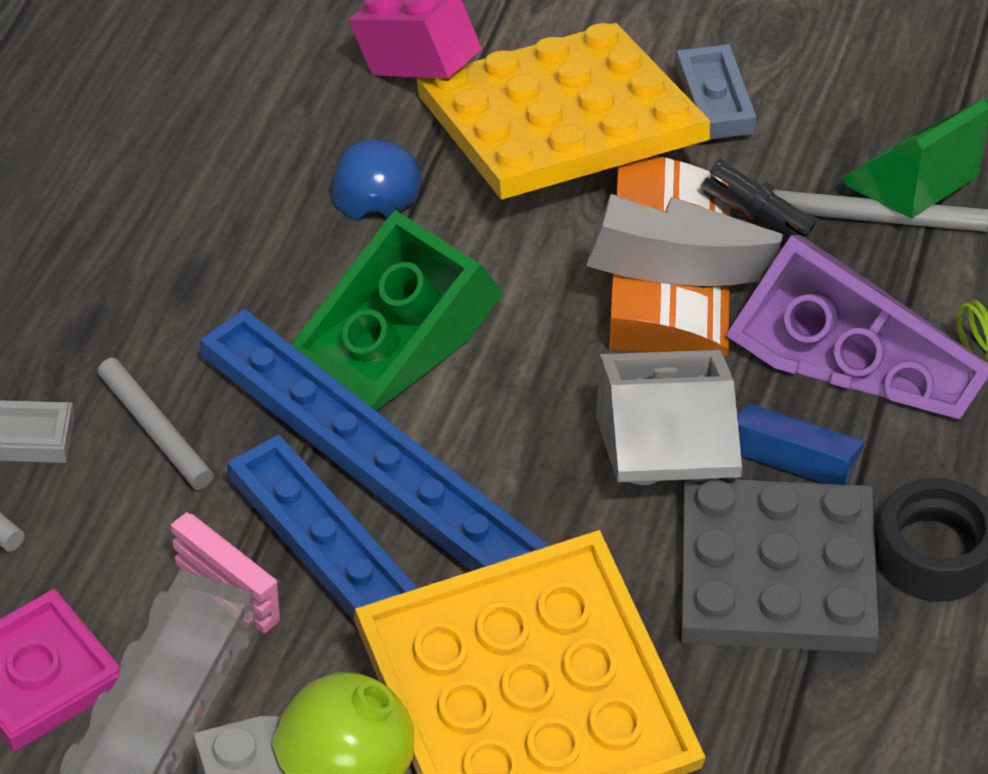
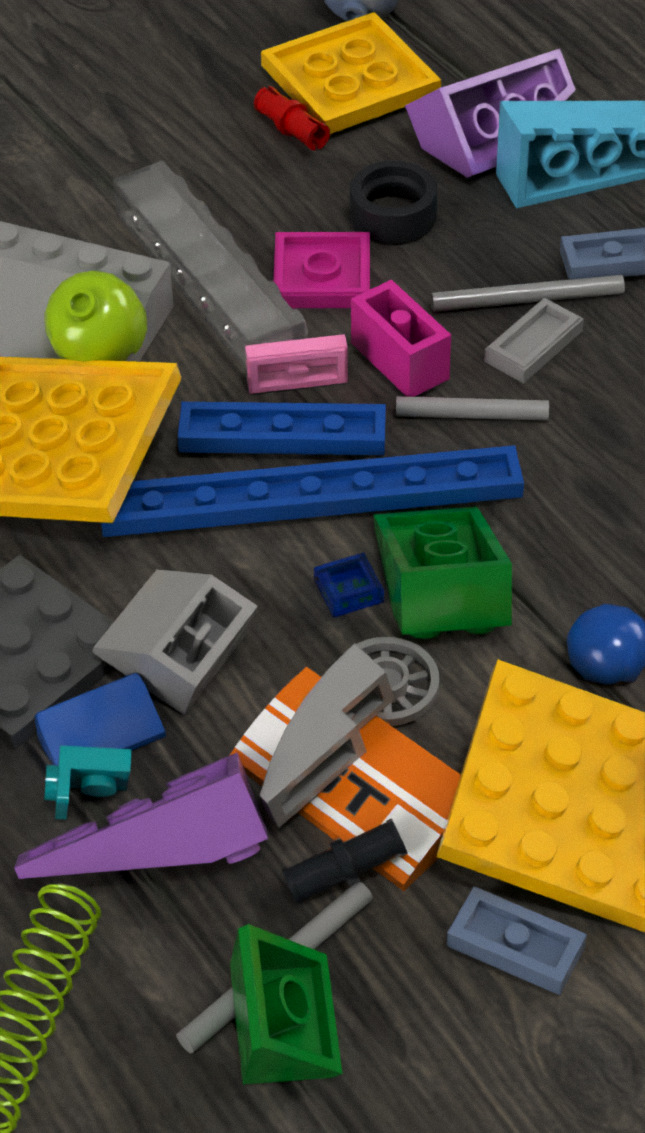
camera: 130 degrees right, 0 degrees up
(128, 491) = (400, 339): none -> dark pink brick
(467, 383) = (348, 584): none -> clear blue tile
(550, 299) = (399, 677): none -> light grey wheel
(858, 399) = (92, 769): none -> teal bracket

